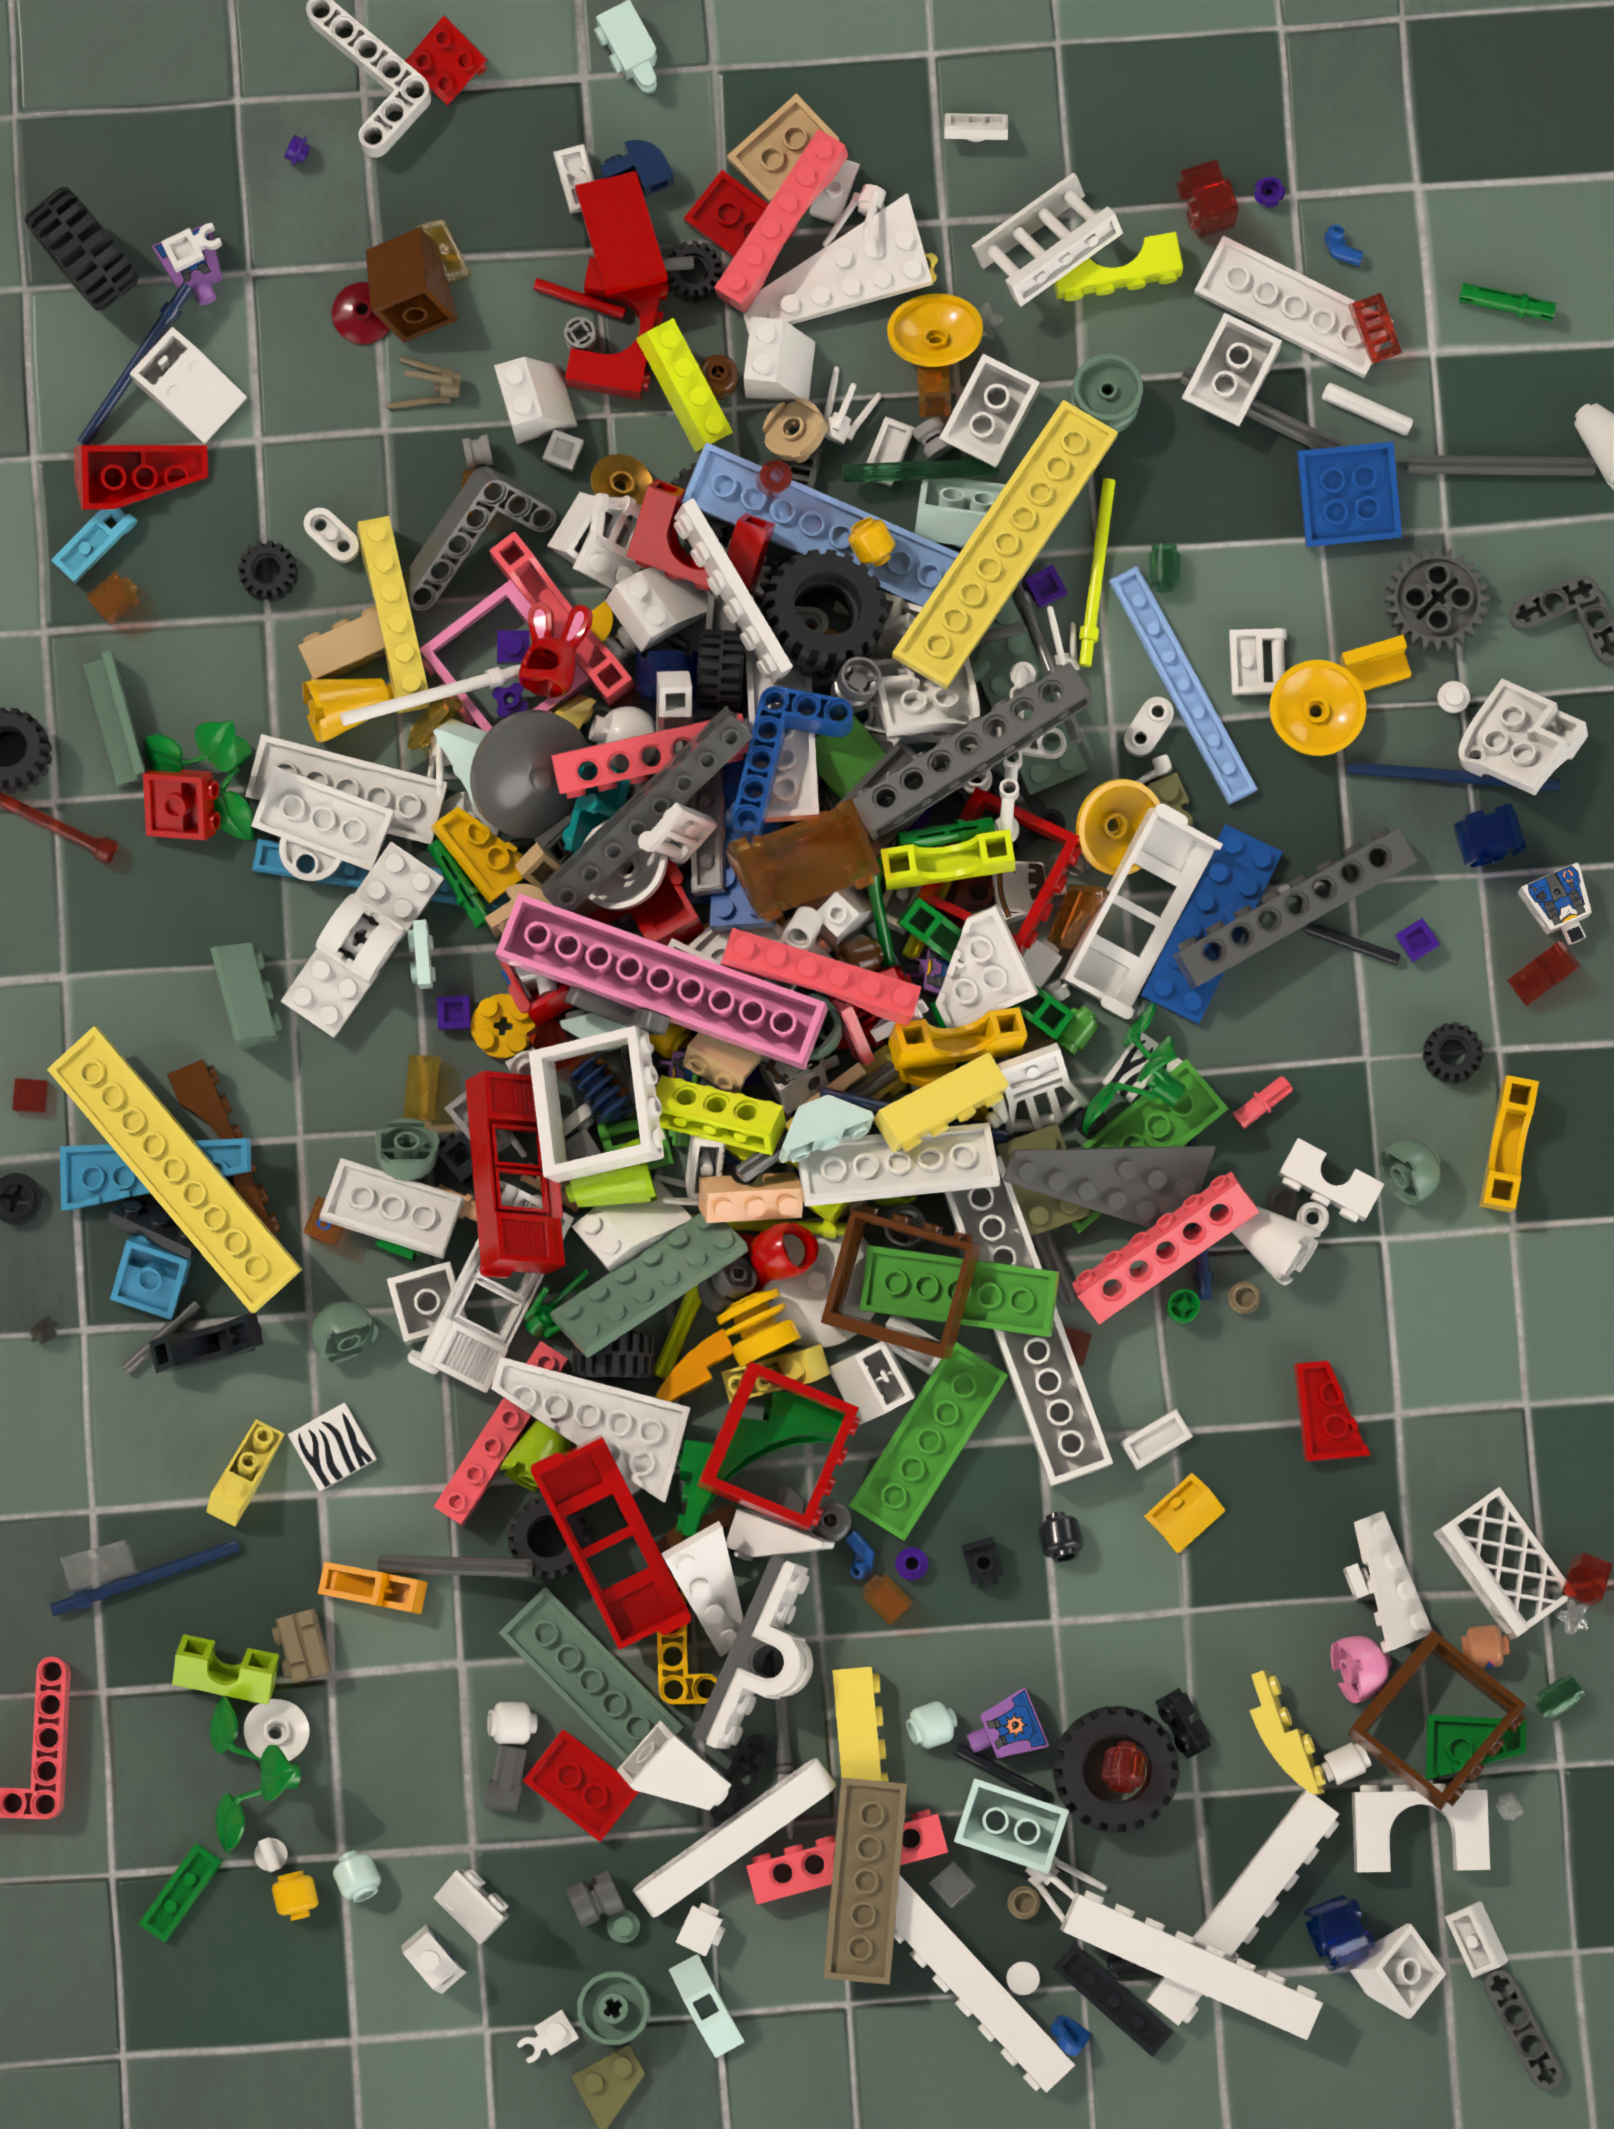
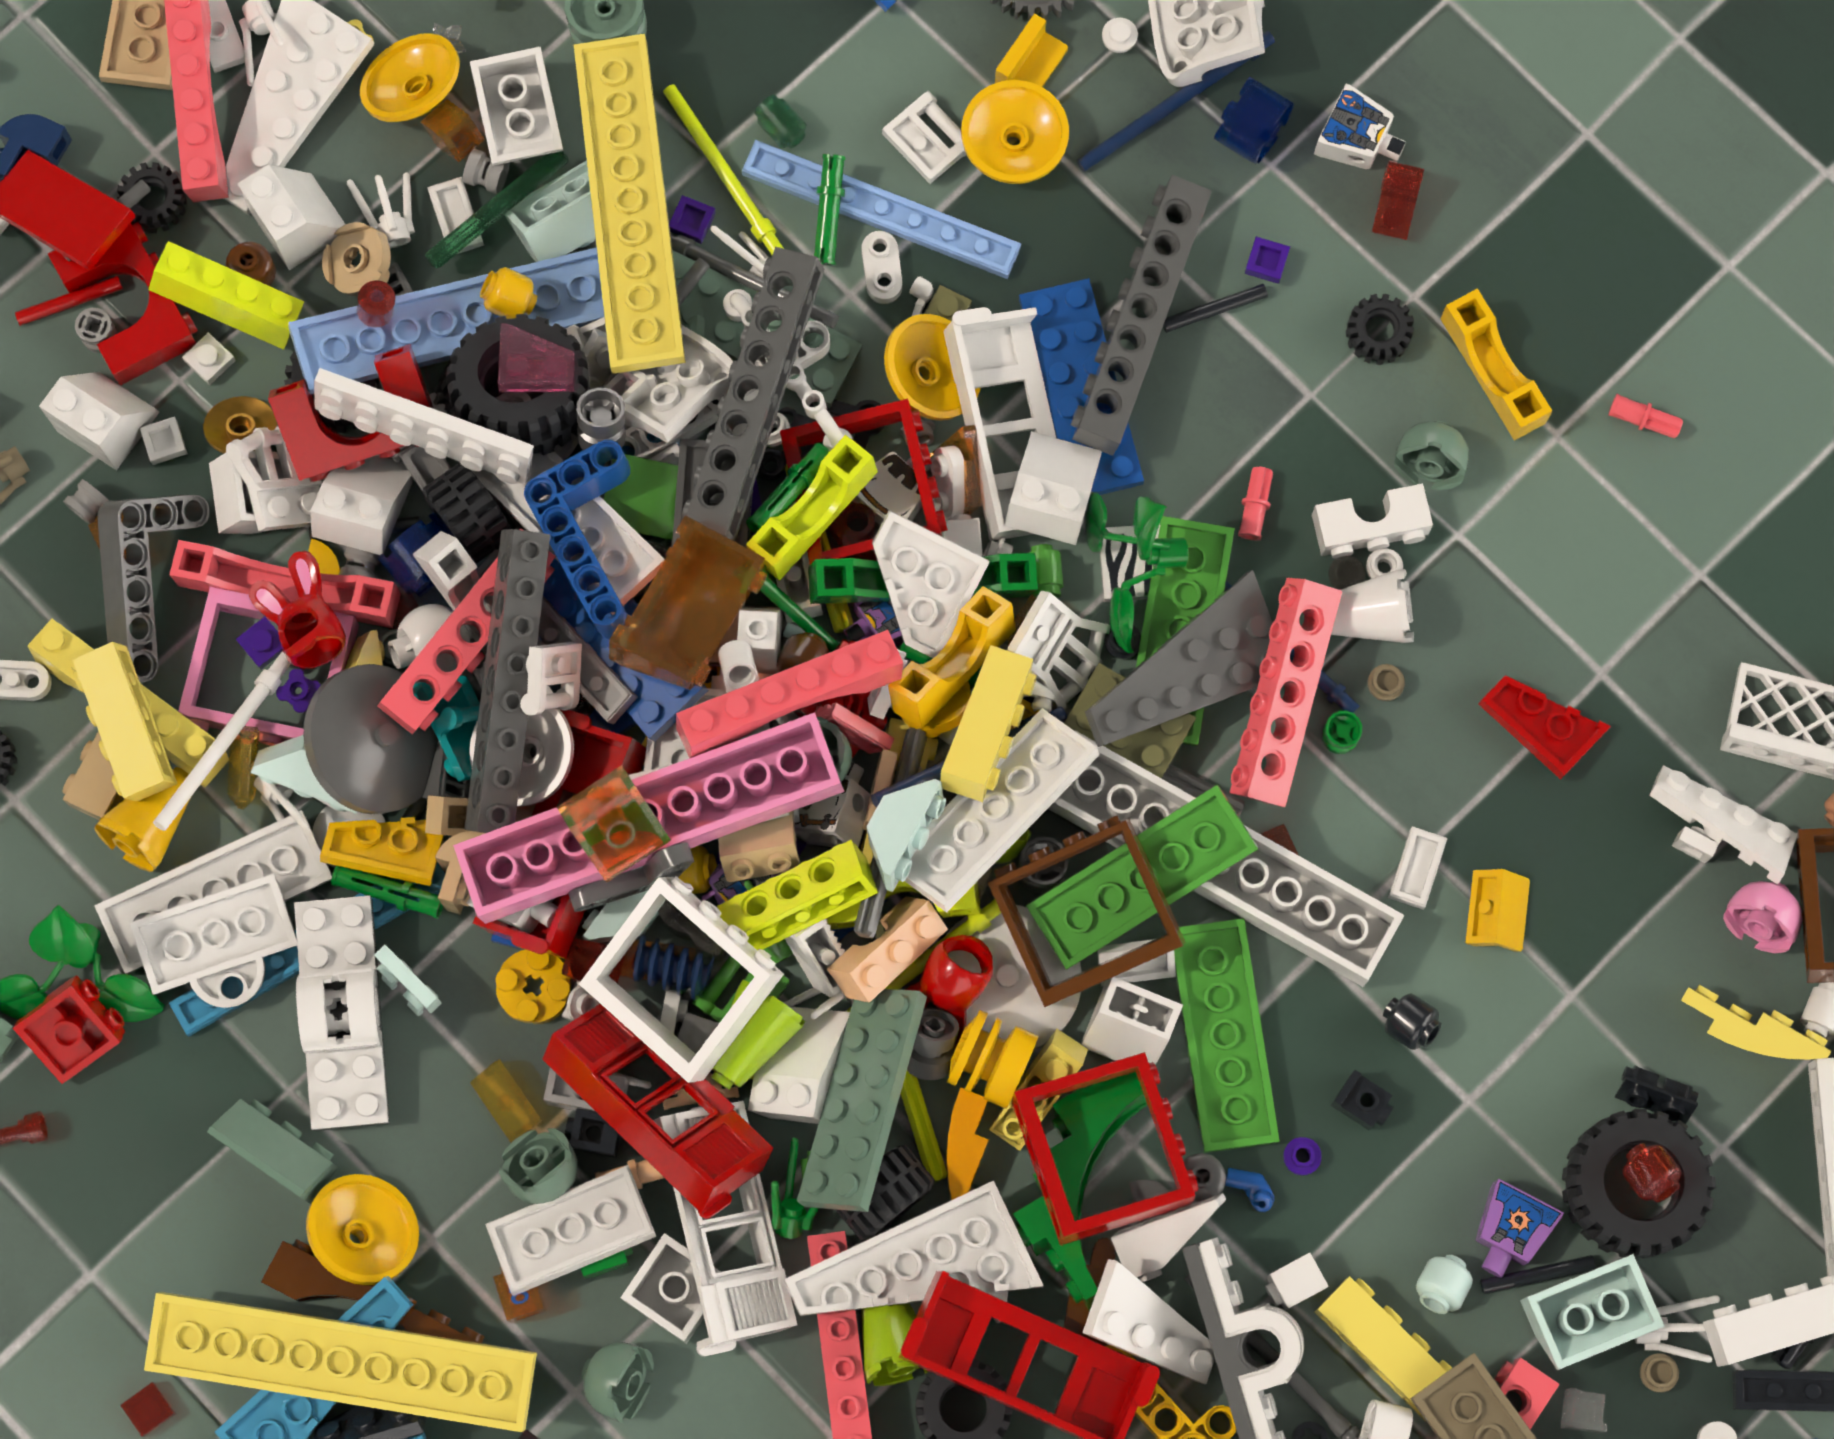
camera: 45 degrees left, 5 degrees down
(276, 1090) = (374, 1214): none -> yellow dish
(376, 629) = (123, 721): none -> light yellow brick
(454, 1013) = (479, 1010): dark purple plate -> none
(631, 967) = (613, 823): none -> clear orange slope
(640, 417) = (209, 358): none -> white plate
(726, 213) = (140, 126): red plate -> none
(834, 1641) = (1295, 1282): none -> white brick
(841, 608) = (533, 363): none -> clear pink wing
(886, 1598) = (1308, 1206): clear orange brick -> none
(1064, 913) = (949, 474): none -> white plate
(1128, 978) = (1053, 488): none -> white slope
(1144, 657) = (829, 207): none -> green pin
(1584, 1265) = (1645, 416): none -> coral axle

